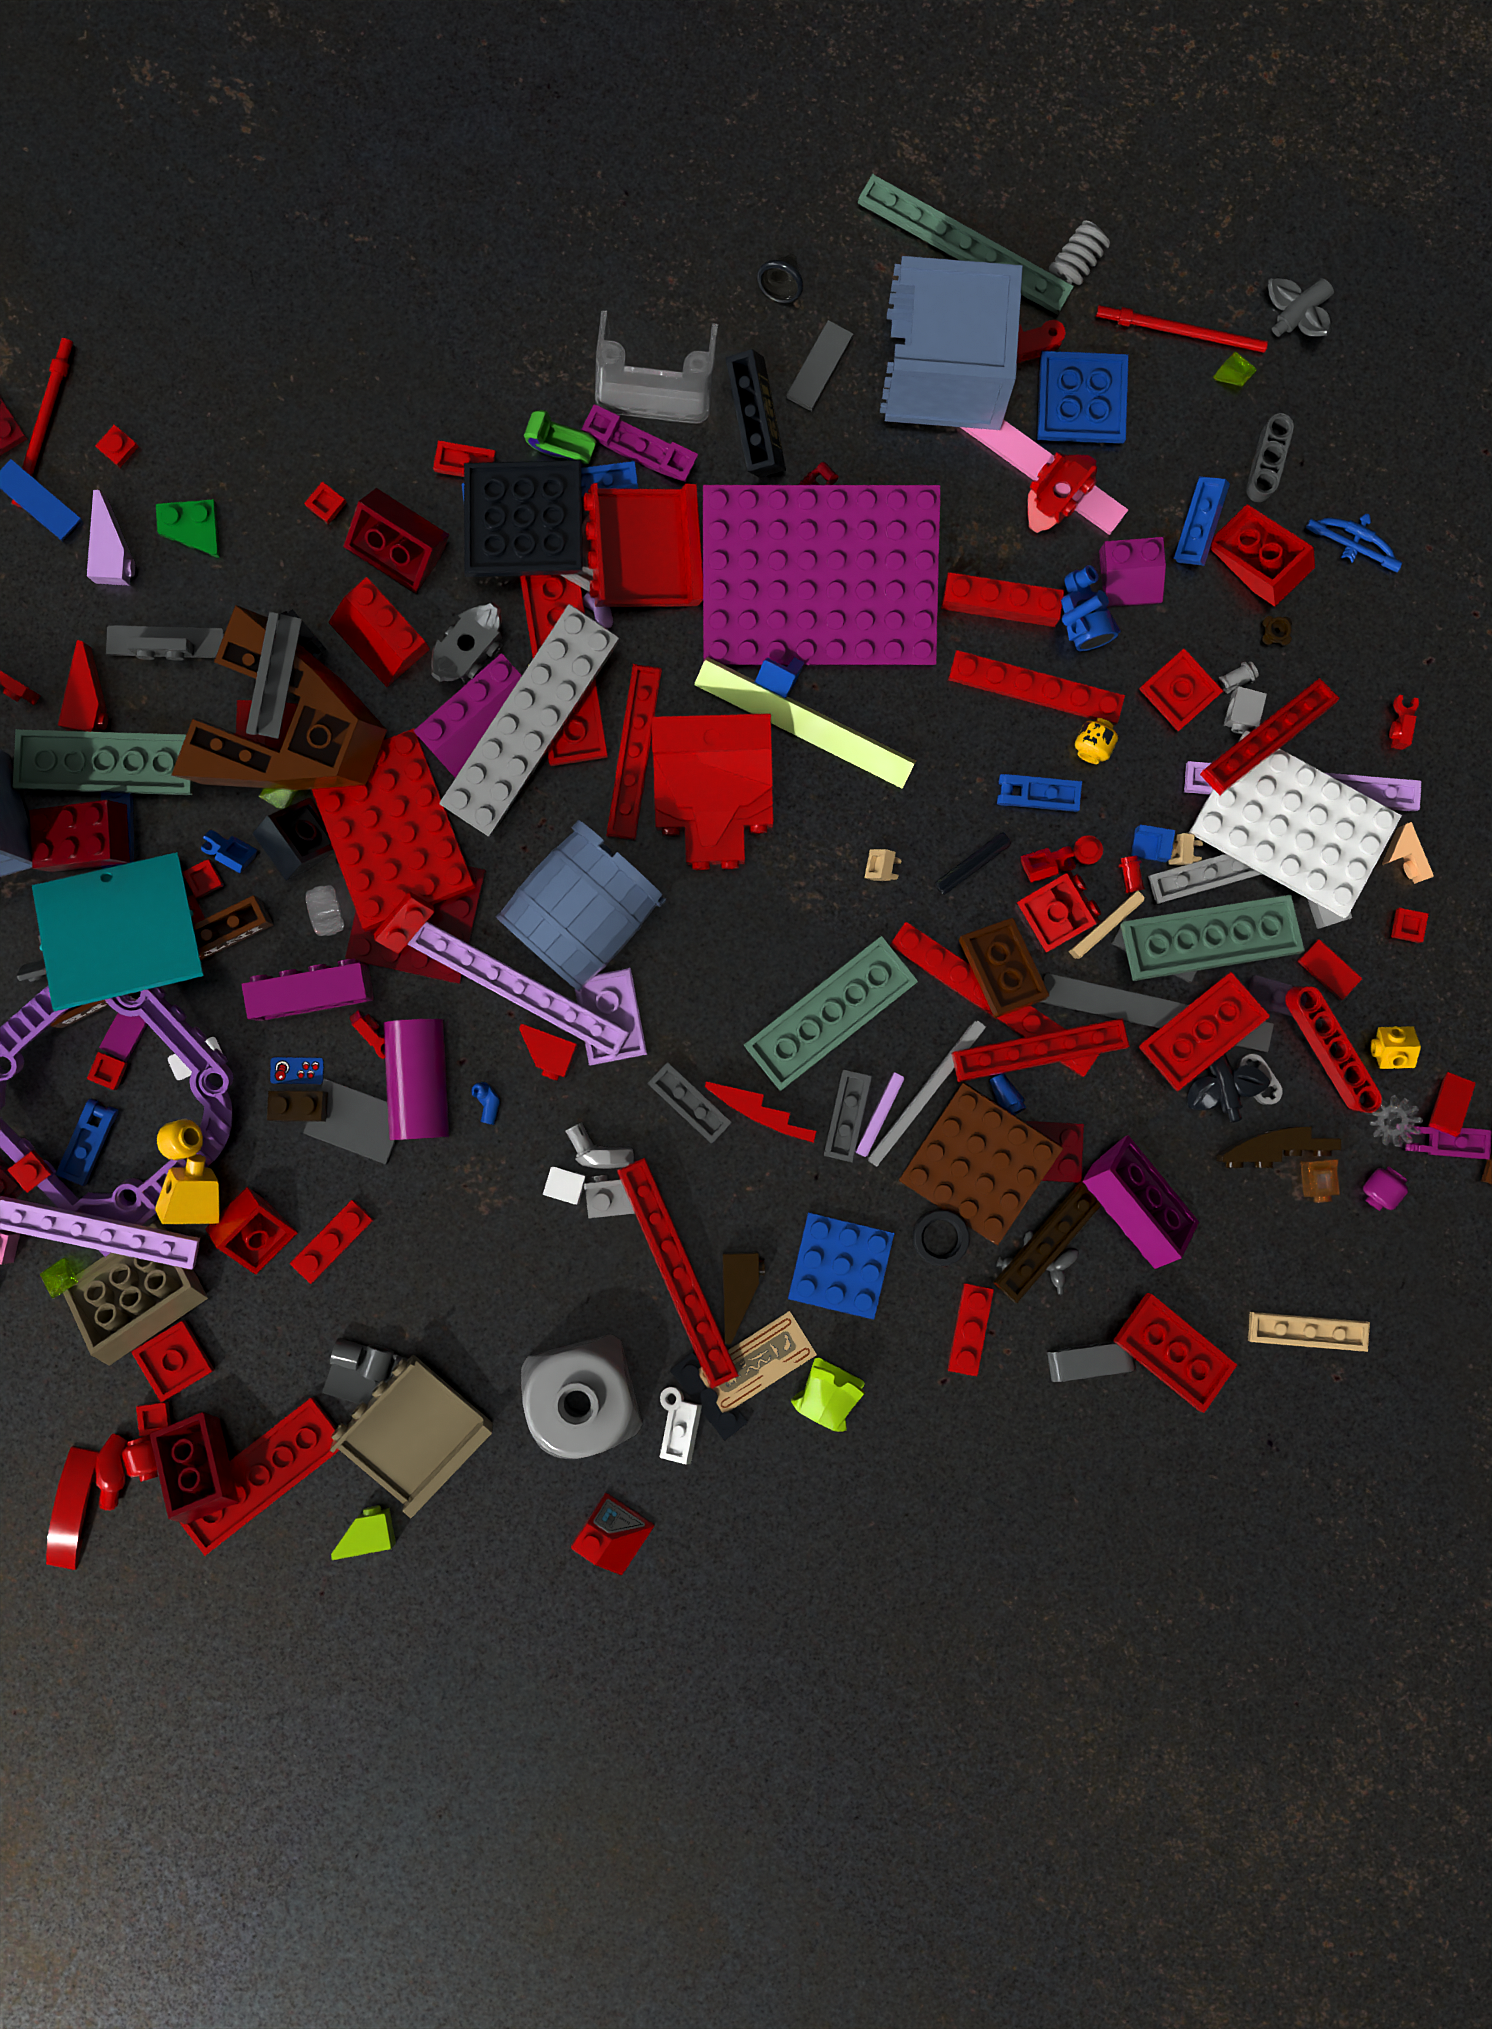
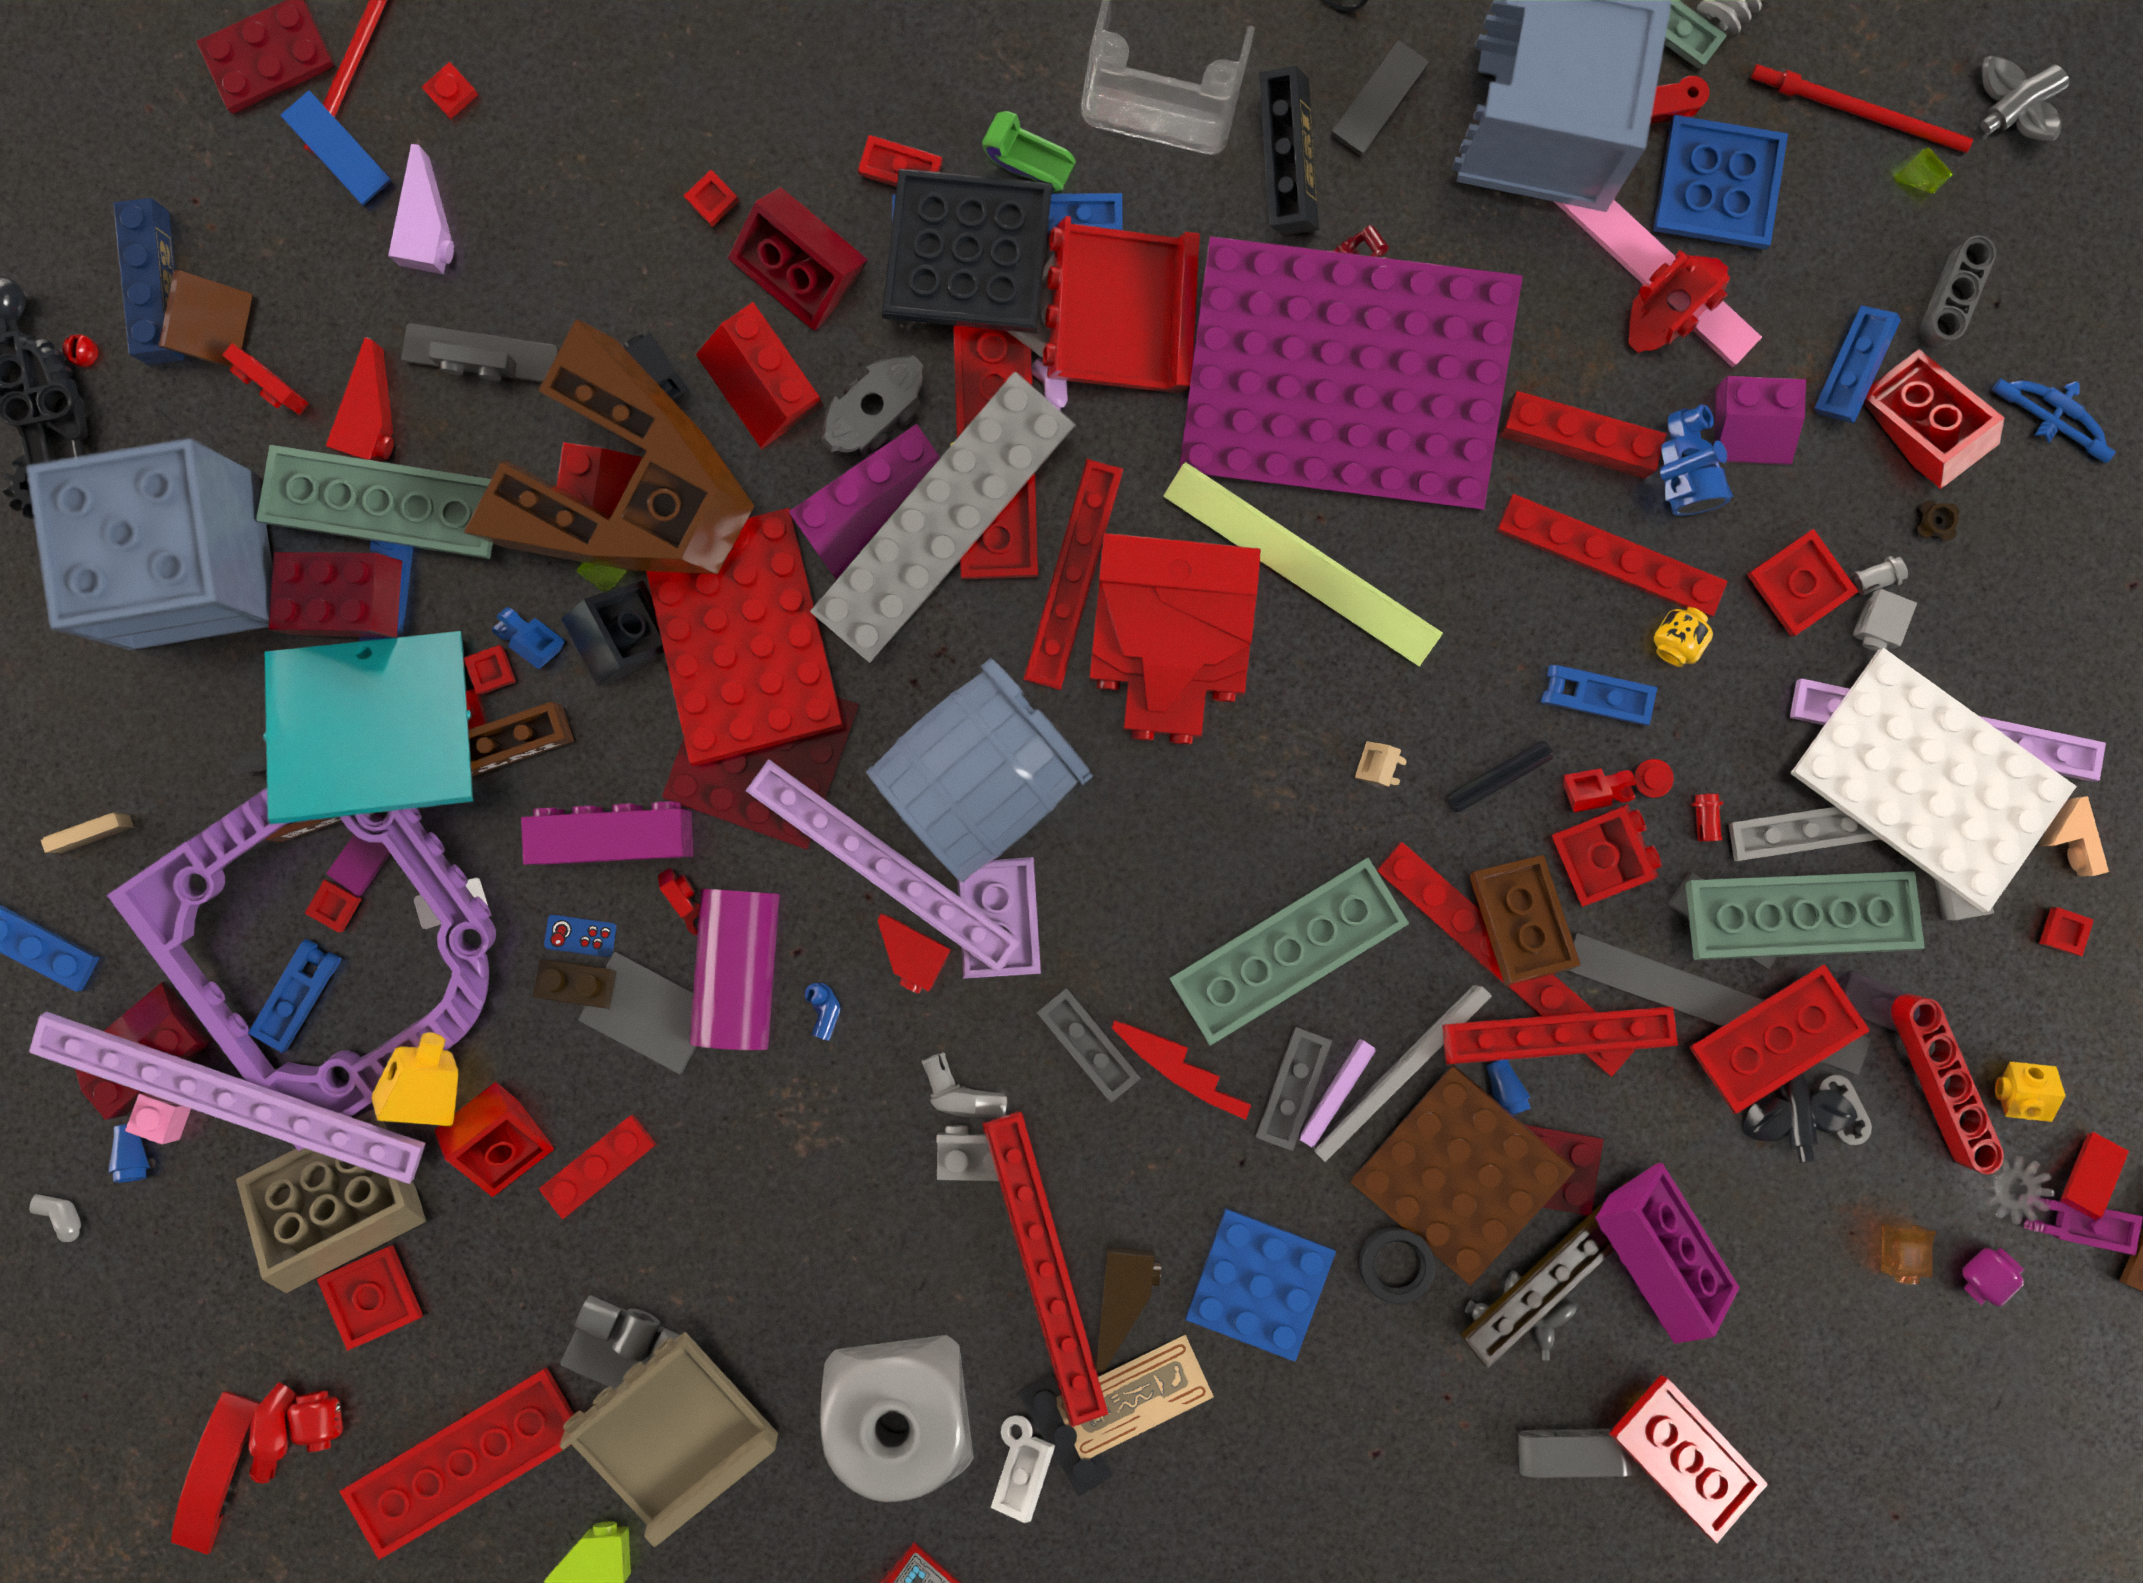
camera: 15 degrees right, 0 degrees up
(30, 1171) = (214, 1028): red plate -> none
(58, 1278) = (235, 1168): clear neon green slope -> none
(153, 1417) = (335, 1370): red plate -> none
(179, 1139) = (414, 1012): yellow head -> none
(191, 524) = (532, 204): green wing -> none
(194, 1468) = (378, 1445): dark red brick -> none
(274, 675) = (614, 418): dark grey fence -> none
(324, 910) = (642, 732): clear gear -> none
(403, 922) = (744, 762): red plate -> none
(565, 1185) = (911, 1133): white panel -> none
(638, 445) = (1131, 174): magenta slope -> none
(778, 677) = (1276, 501): blue panel -> none
(828, 1395) = (1223, 1455): lime piece -> none
(970, 1329) = (1420, 1390): red plate -> none
(1107, 925) = (1667, 880): tan tile -> none
(1153, 843) = (1741, 780): blue panel -> none
(1183, 850) = (1778, 794): tan tile -> none
(1268, 1146) = (1844, 1199): dark brown slope -> none
(1269, 736) = (1914, 660): red tile -> none
(1308, 1331) = (1866, 1451): tan tile -> none
(1329, 969) = (1952, 976): red tile -> none
(1403, 728) = (2090, 670): red plate -> none

